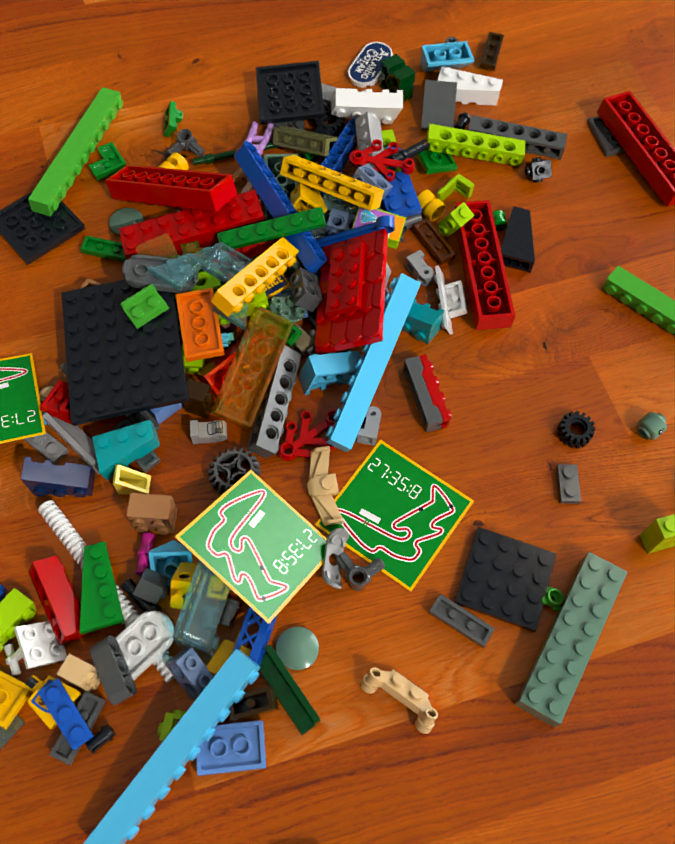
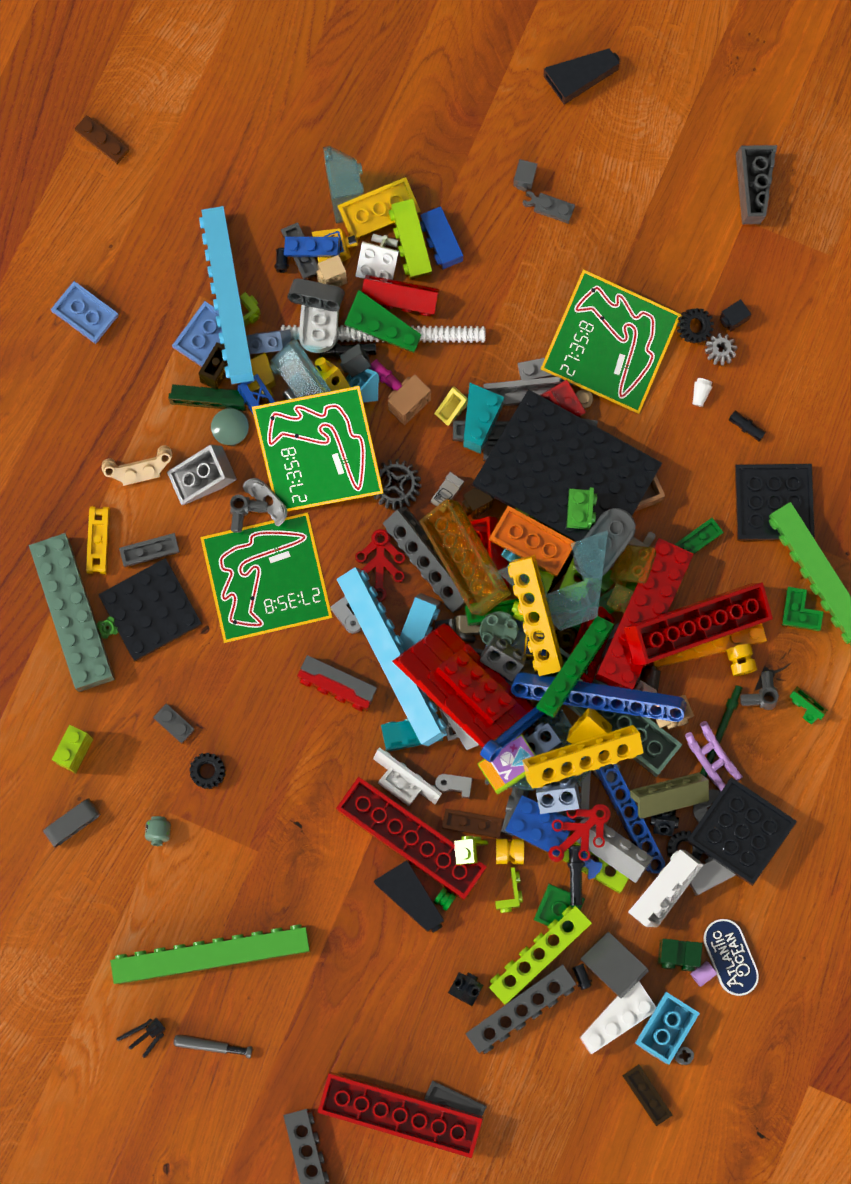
camera: 135 degrees right, 15 degrees up
(57, 479) = (497, 355): dark blue wedge -> none
(124, 217) = (715, 578): sand green dish -> none
(322, 487) = (328, 538): tan plate -> none
(360, 632) = (201, 474): none -> light grey slope
(493, 673) = (97, 540): none -> yellow plate

